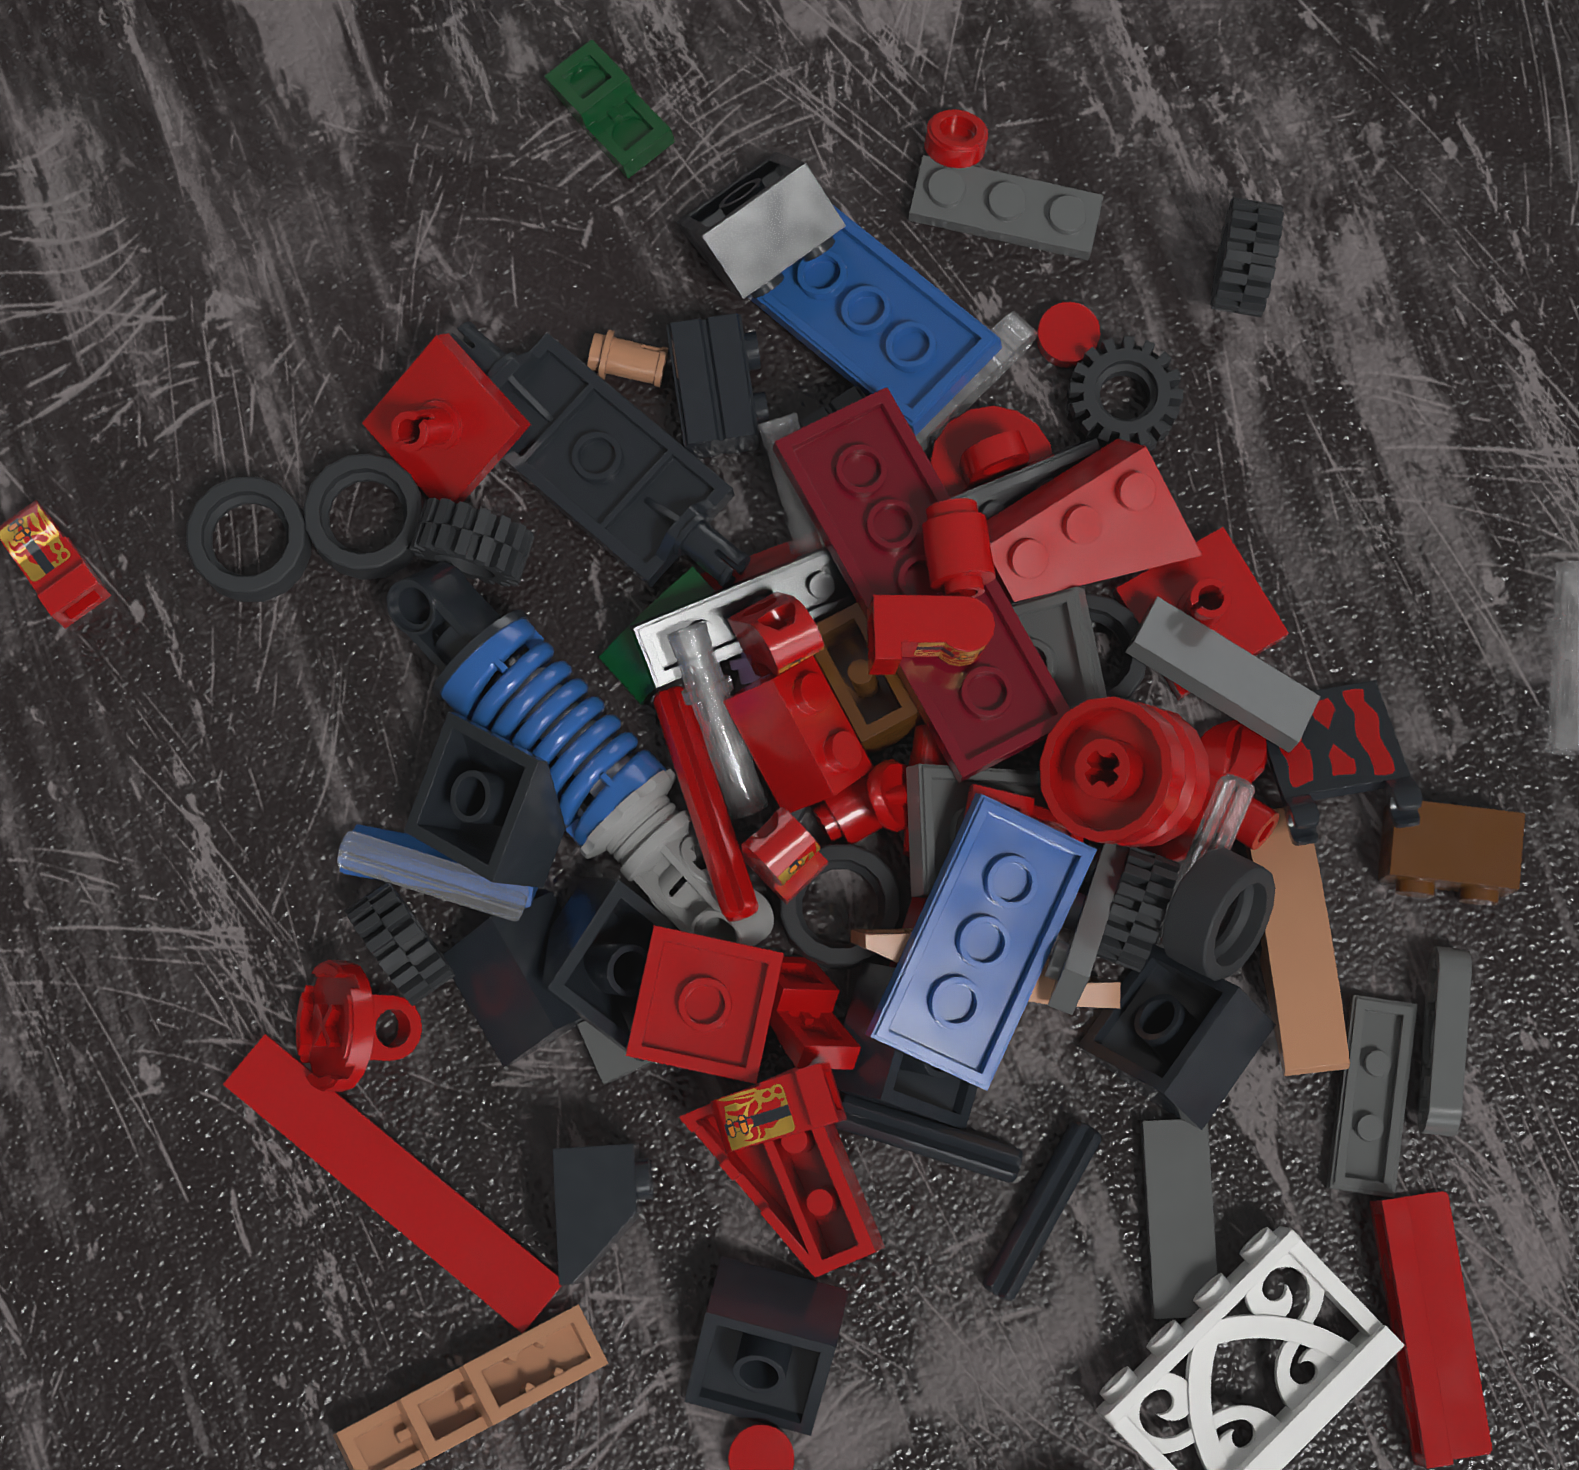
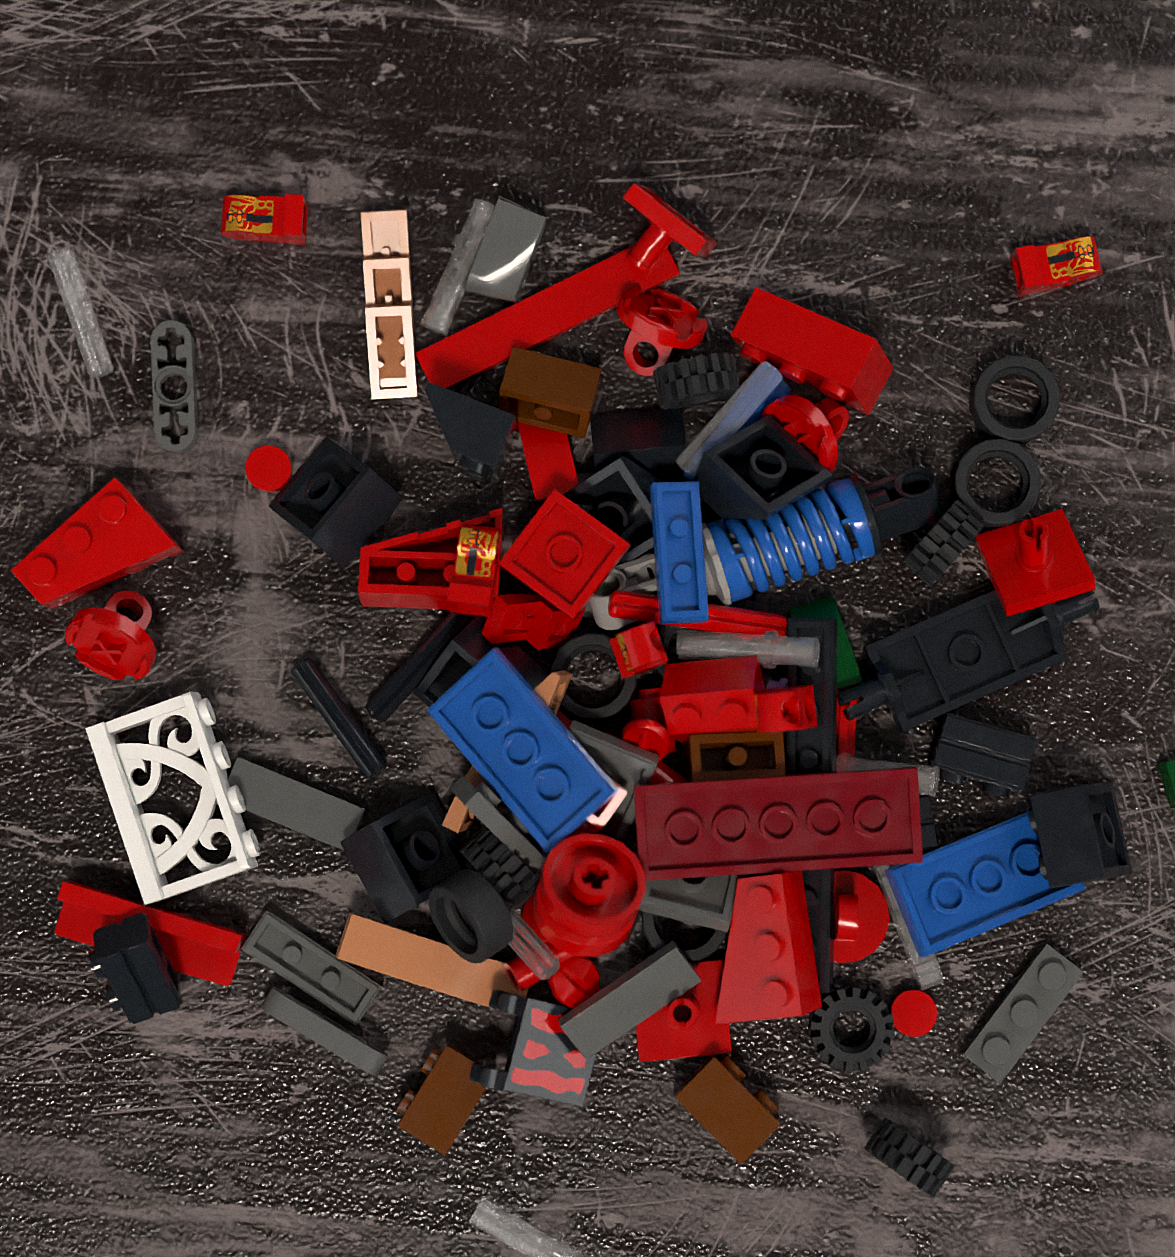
camera: 120 degrees right, 5 degrees up
(213, 1075) = (665, 227): none -> red tile
(294, 818) = (813, 350): none -> red wedge
(335, 1272) = (506, 252): none -> dark grey piece
(379, 1326) = (455, 276): none -> clear pin
(394, 772) = (812, 425): none -> red tile
(497, 1129) = (549, 391): none -> reddish brown brick
(577, 1097) = (547, 460): none -> red slope
(627, 359) = (1028, 704): nougat pin -> none
(636, 857) = (679, 552): none -> blue tile
(926, 626) = (747, 798): red leg -> none
(956, 138) = (1085, 1000): red tile -> none
(957, 548) = (786, 853): red brick -> none
(1293, 500) = (728, 1108): none -> reddish brown brick
(1491, 1317) = (135, 968): none -> black brick

